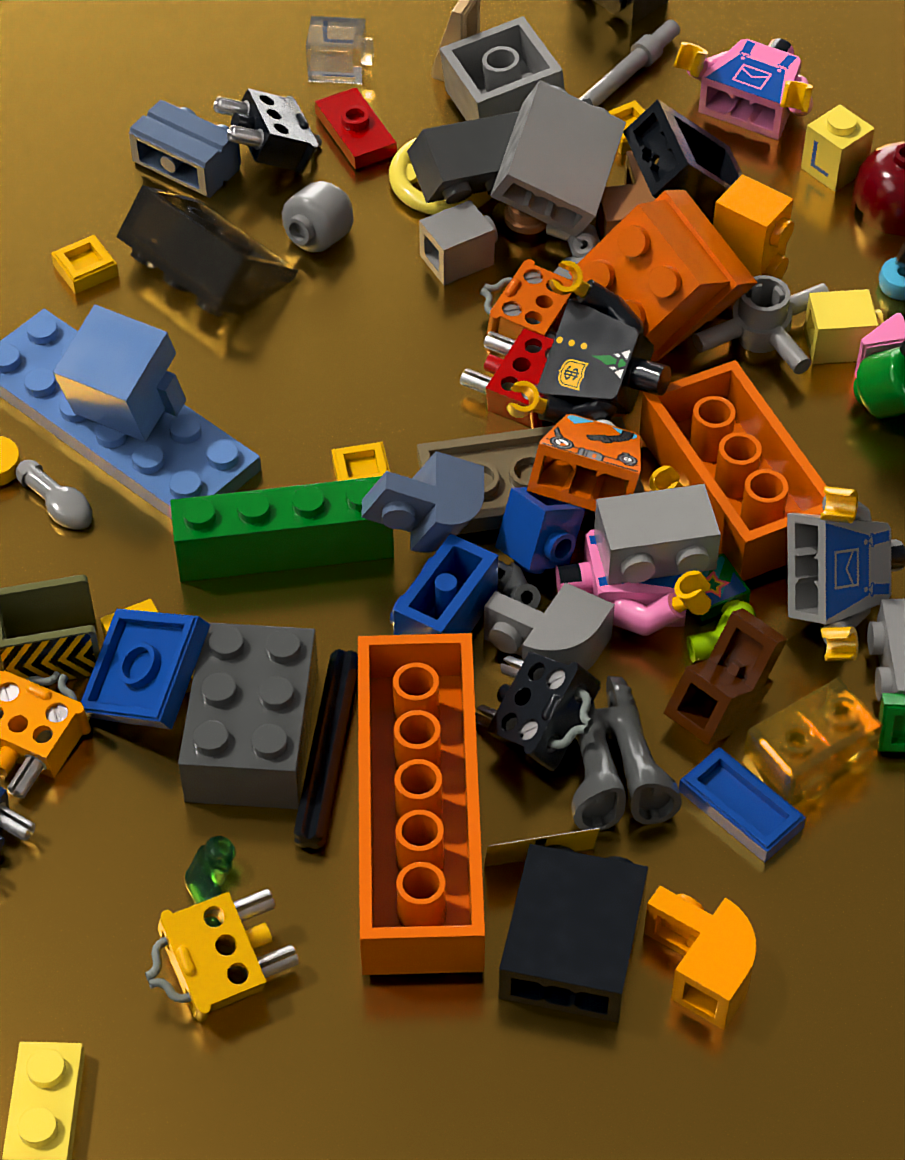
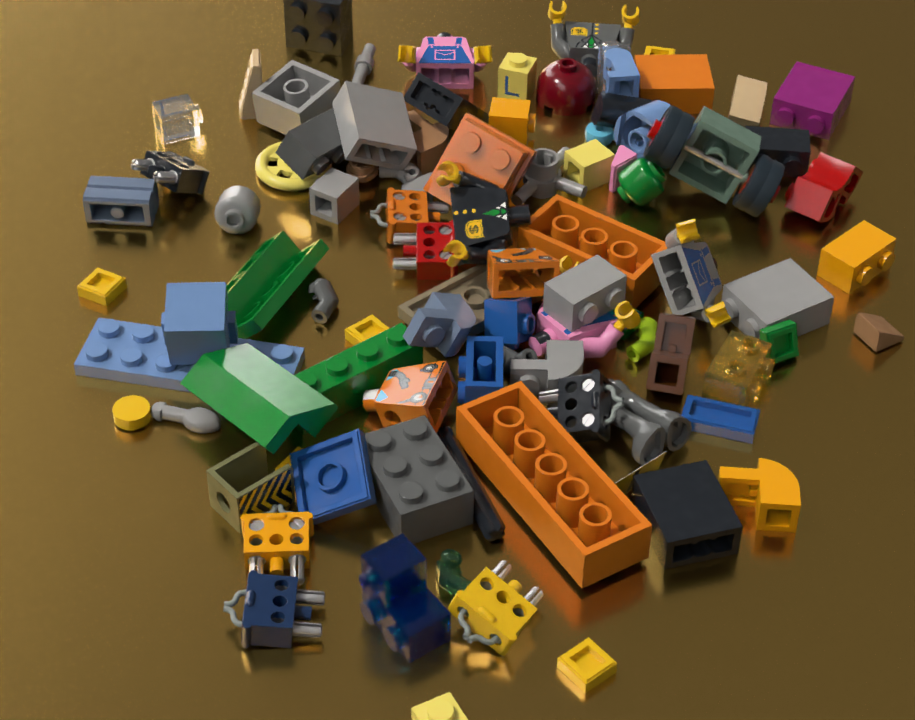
camera: 30 degrees left, 10 degrees down
(105, 885) = (399, 600): none -> clear blue brick
(122, 509) = (257, 395): none -> green slope
(202, 252) = (178, 252): clear smoke slope -> none
(273, 342) = (270, 280): none -> green slope
(287, 1091) = (586, 665): none -> yellow tile
(336, 592) = (413, 393): none -> orange torso
(342, 396) = (327, 299): none -> dark grey arm
(355, 128) = (219, 158): red plate -> none

